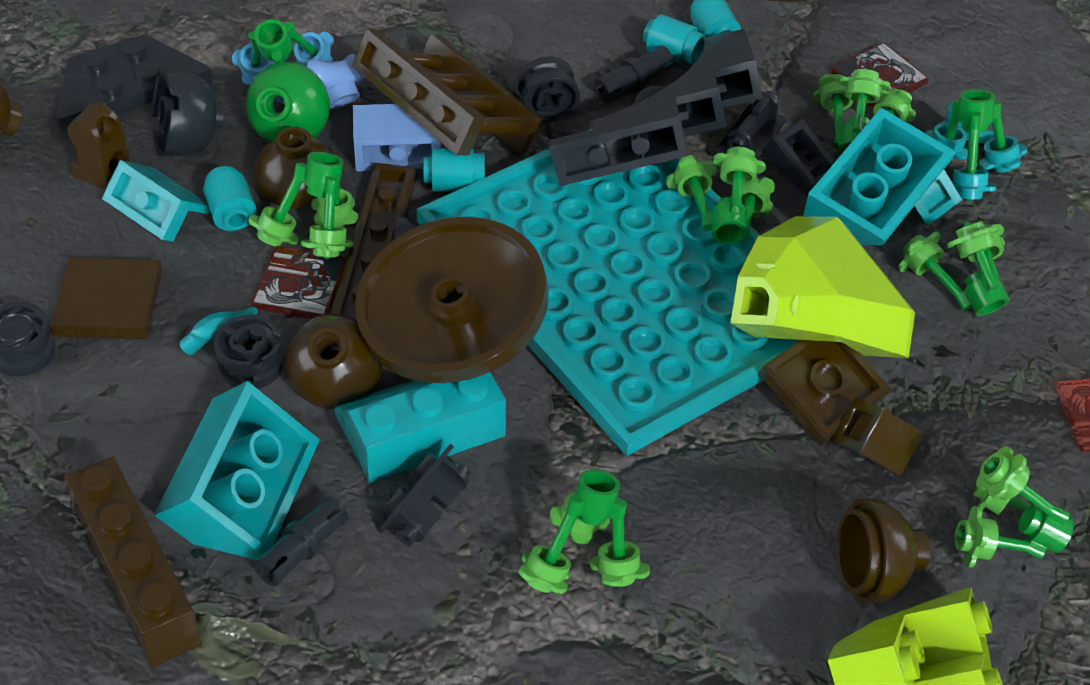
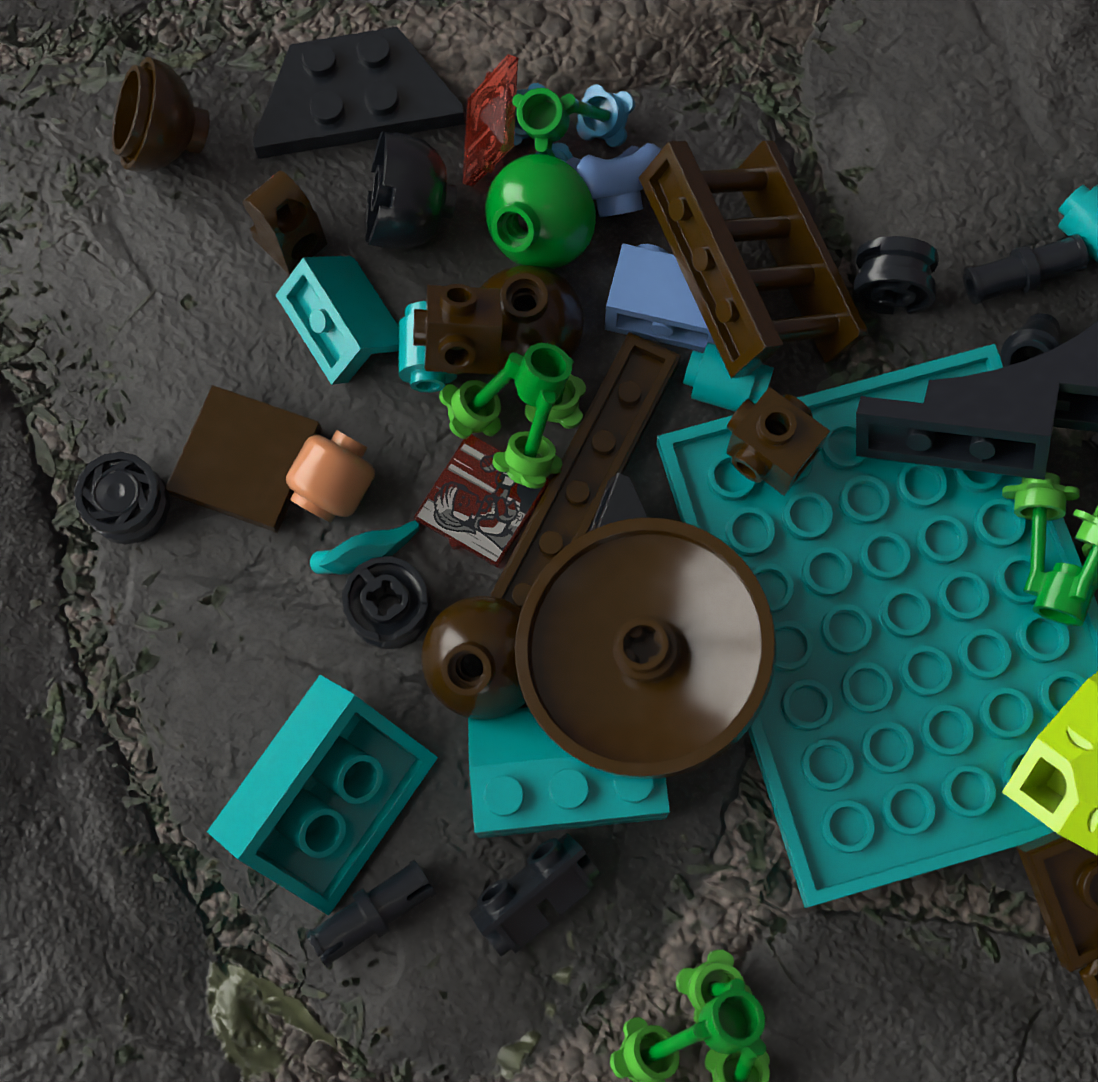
camera: 25 degrees right, 25 degrees up
(133, 561) = (166, 885): dark brown brick -> none
(180, 286) = (330, 476): none -> nougat head
(233, 64) = (490, 121): none -> clear red piece
(254, 162) = (460, 329): none -> dark brown brick
(500, 179) = (774, 439): none -> dark brown brick

